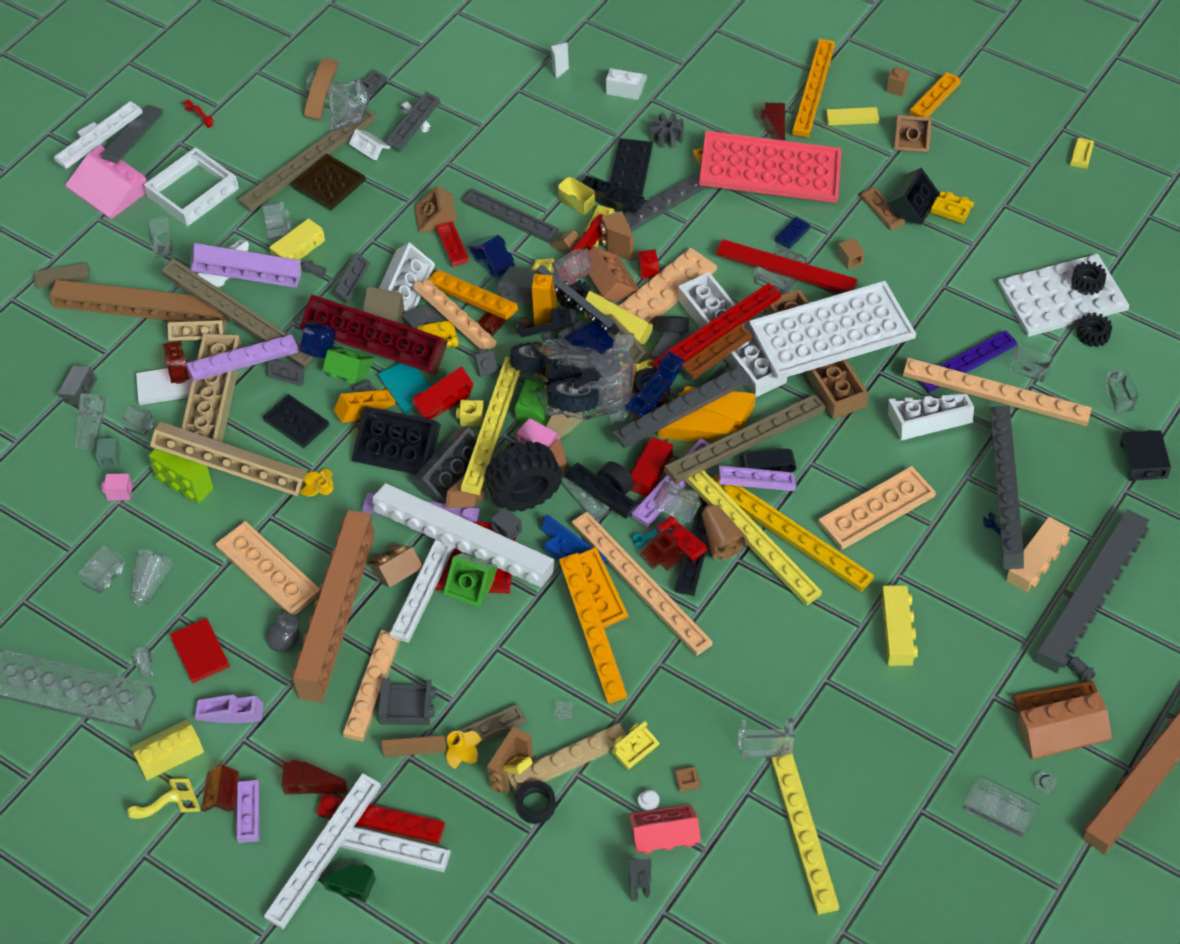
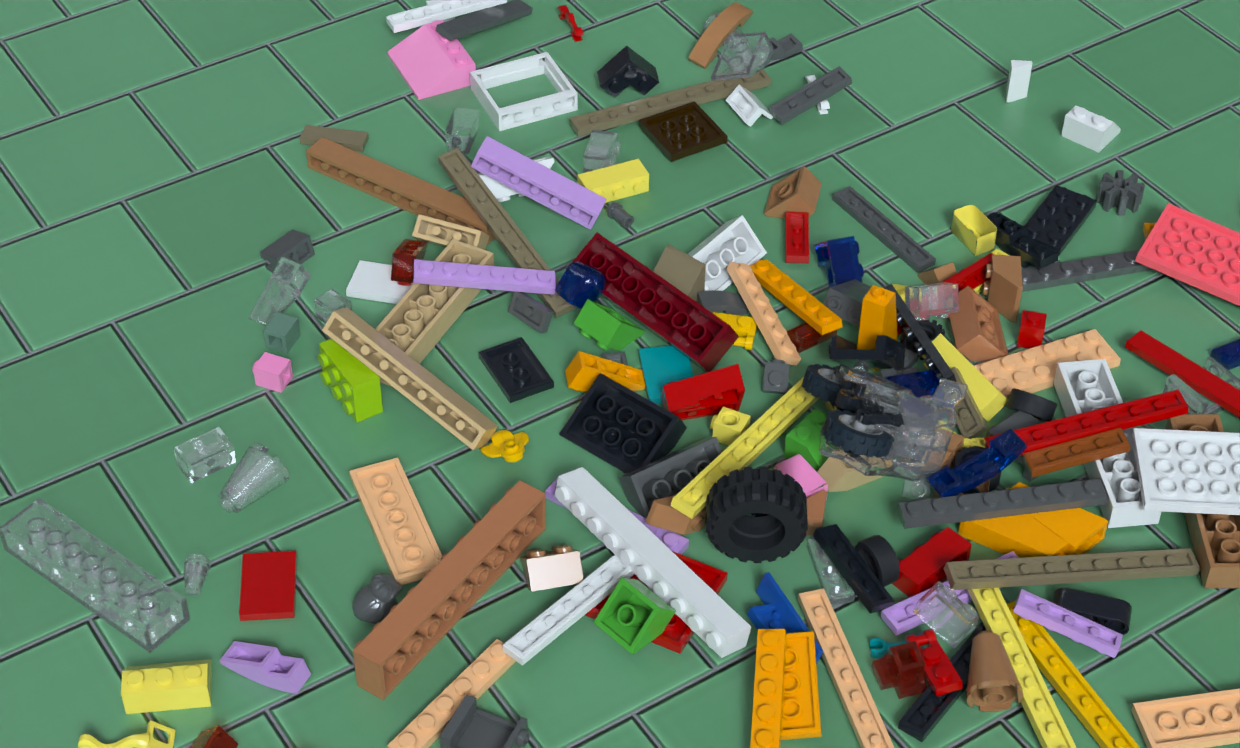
camera: 20 degrees right, 10 degrees down
(264, 144) = (625, 70): none -> black brick
(350, 277) = (657, 236): dark grey plate -> none
(506, 524) = (711, 566): dark grey brick -> none

